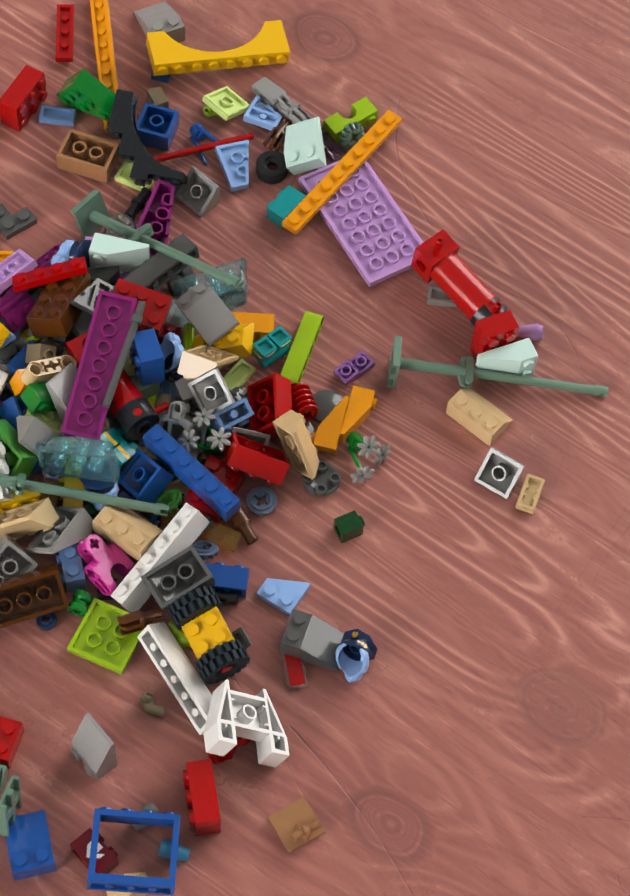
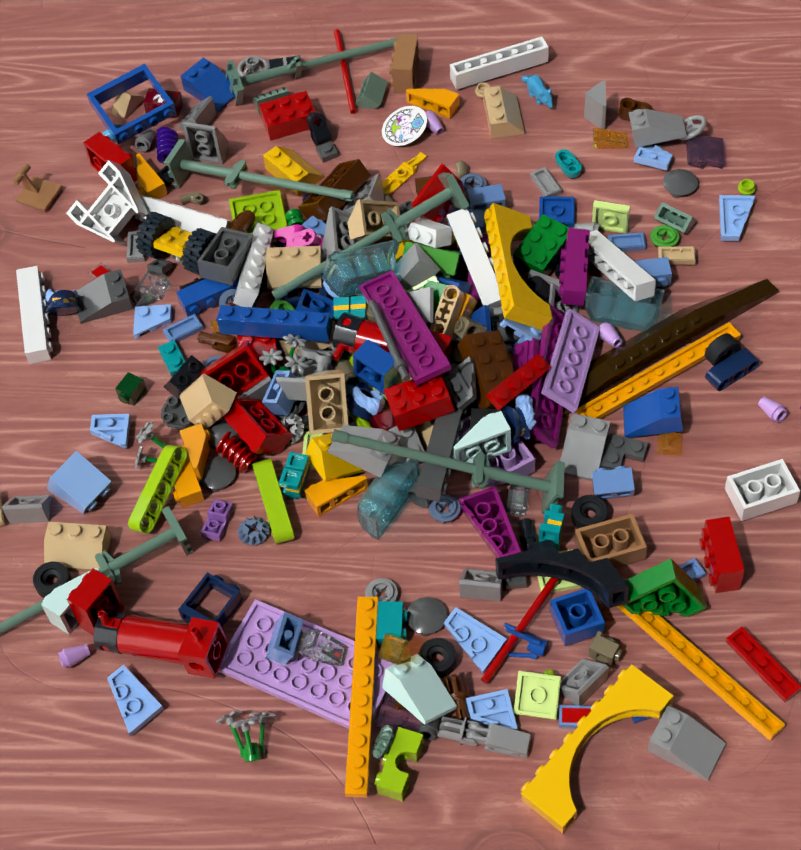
camera: 155 degrees right, 5 degrees down
(33, 668) = (289, 165): none -> yellow slope
(34, 235) = (584, 445): none -> light grey slope
(43, 195) = (613, 482): none -> medium blue brick
(72, 183) = (586, 503): none -> black tyre
(73, 808) = (201, 113): none -> light grey slope
(100, 673) = (182, 163): none -> sand green piece
(118, 188) = (552, 526): none -> teal hips
(130, 785) = (166, 141): none -> dark purple piece
(155, 756) = (163, 174): none -> black tile
(182, 750) = (148, 180): none -> light orange slope
(188, 91) = (583, 681): none -> light grey slope
(209, 79) = (571, 714): none -> red tile
(246, 681) = (132, 252): none -> light grey tile
(254, 200) = (426, 615): none -> dark grey dish
(262, 562) = (183, 329): none -> medium blue tile
(264, 618) = (150, 289): none -> clear slope
(278, 229) = (381, 585): none -> light grey gear
(289, 508) = (184, 376): none -> black brick
(291, 539) = (171, 356): none -> teal plate
(302, 170) = (395, 650): none -> clear yellow slope
(328, 347) = (255, 537): none -> sand blue gear
(350, 211) = (322, 648): none -> clear slope
(372, 228) = (284, 638): none -> medium blue brick
(386, 408) = (157, 489): none -> lime beam
(387, 502) = (111, 428): none -> light blue wing
(387, 668) = (33, 314): none -> white brick
(409, 285) = (187, 609): none -> dark blue window
(443, 187) = (252, 751): none -> plant
(447, 465) = (79, 483): none -> light blue slope
(505, 273) = (133, 700): none -> light blue wing
(517, 390) = (46, 571): none -> black tyre

